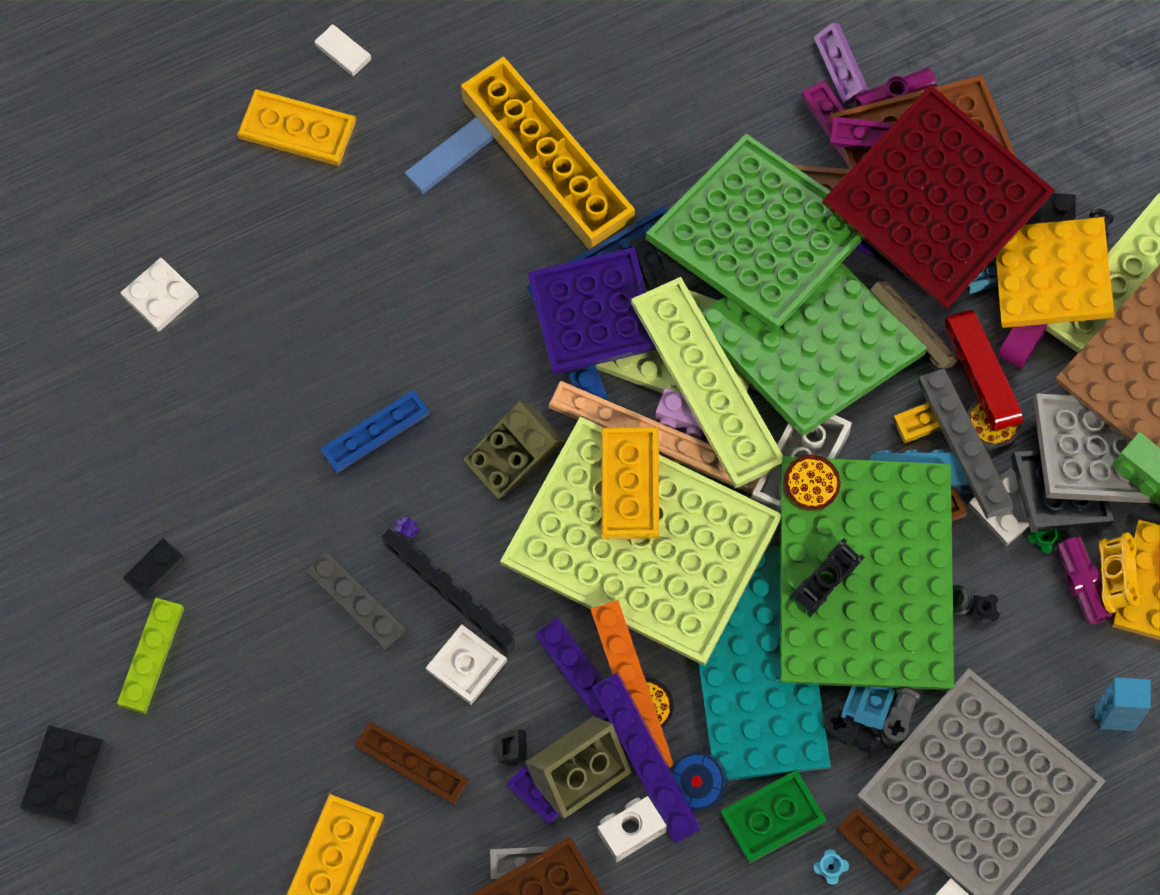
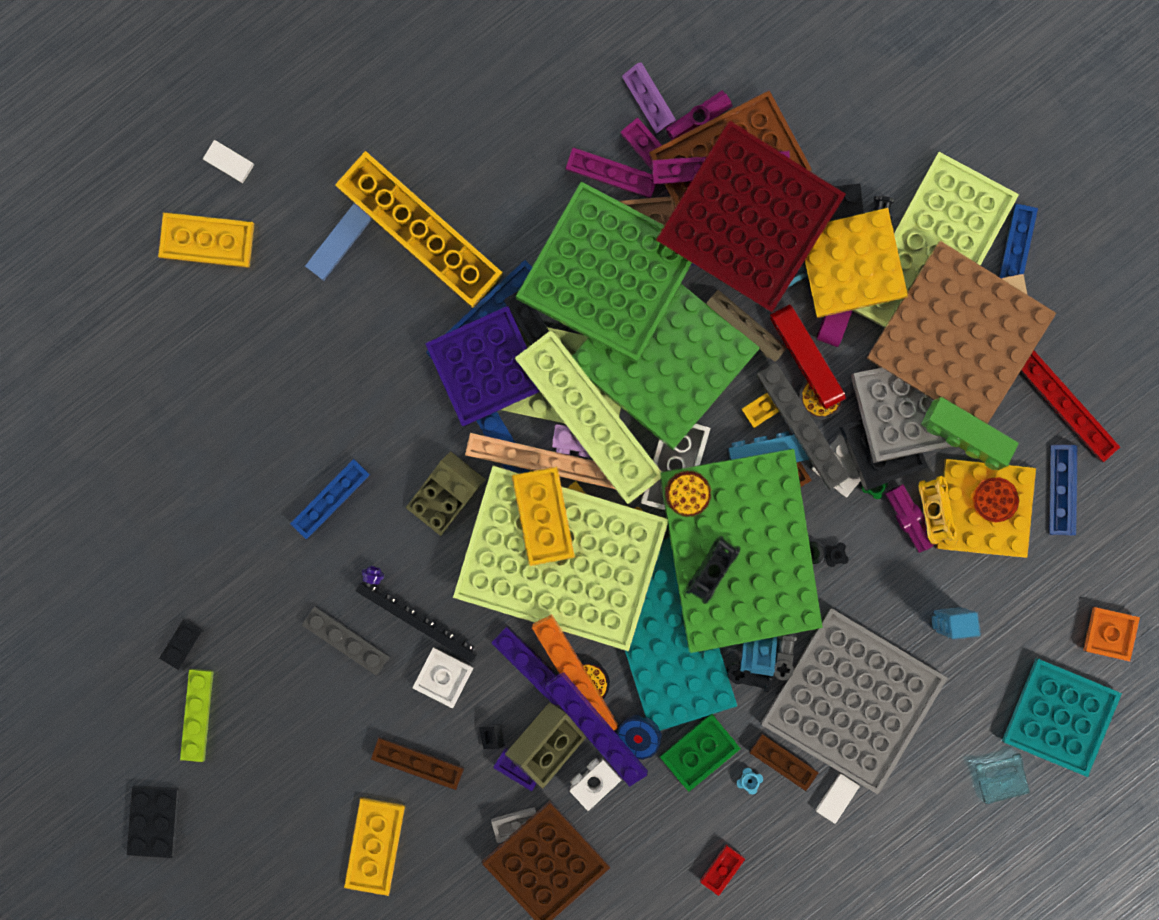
camera: 15 degrees left, 20 degrees up
(159, 294) = (128, 412): white plate -> none
(782, 134) = (610, 173): none -> magenta plate

